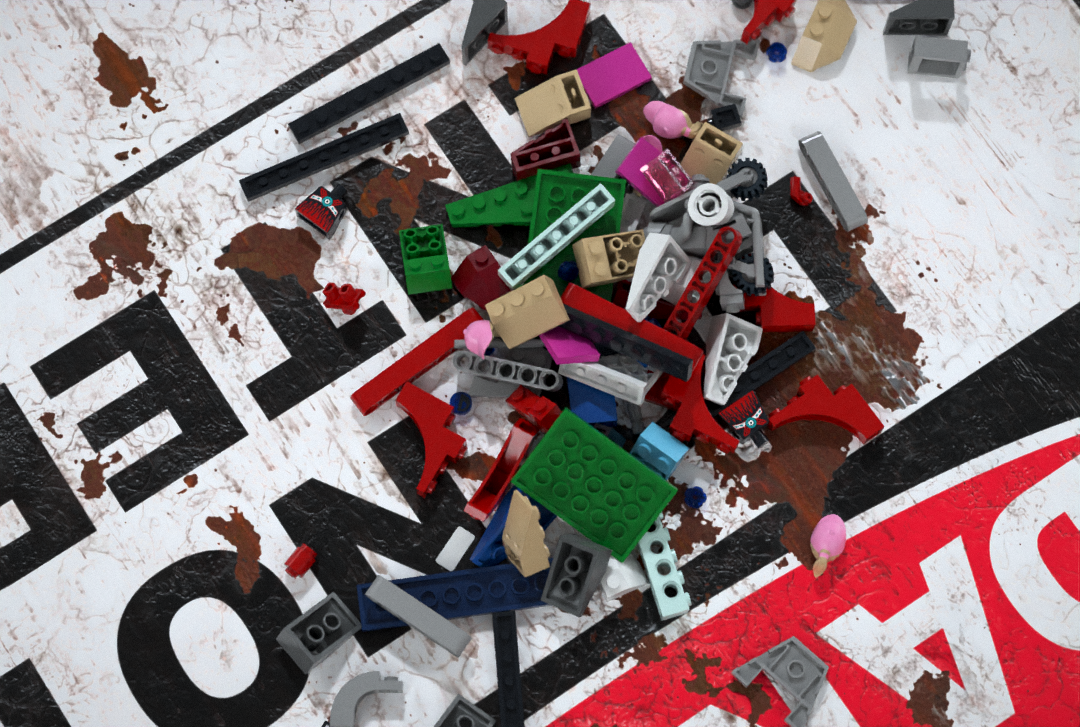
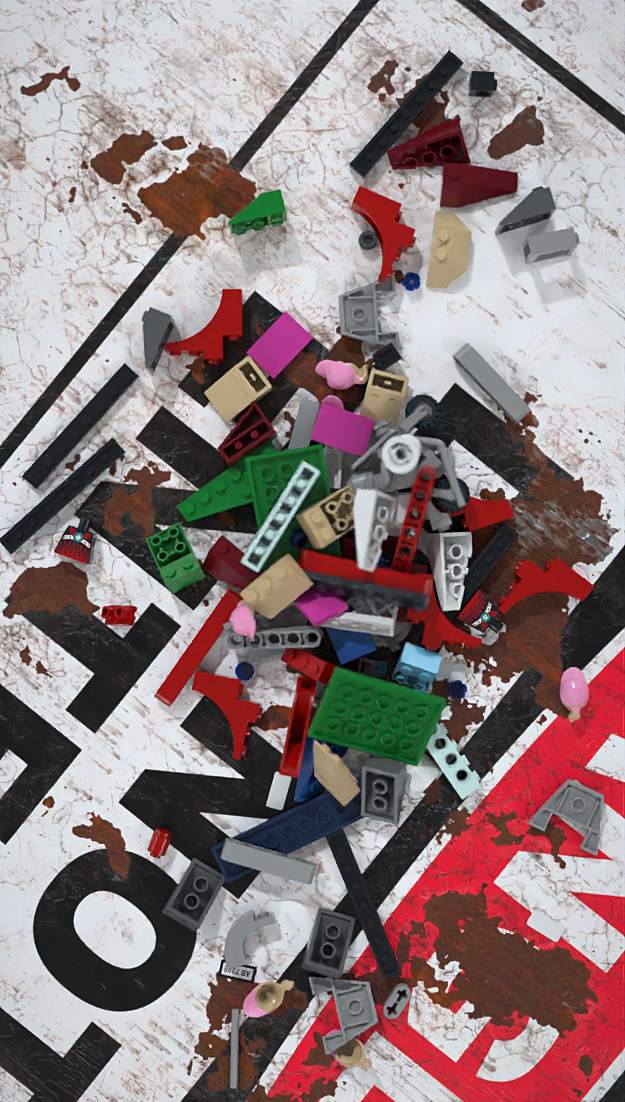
camera: 20 degrees left, 15 degrees up
(667, 176) = (355, 431): clear pink brick -> none
(801, 197) = (465, 403): red arm -> none

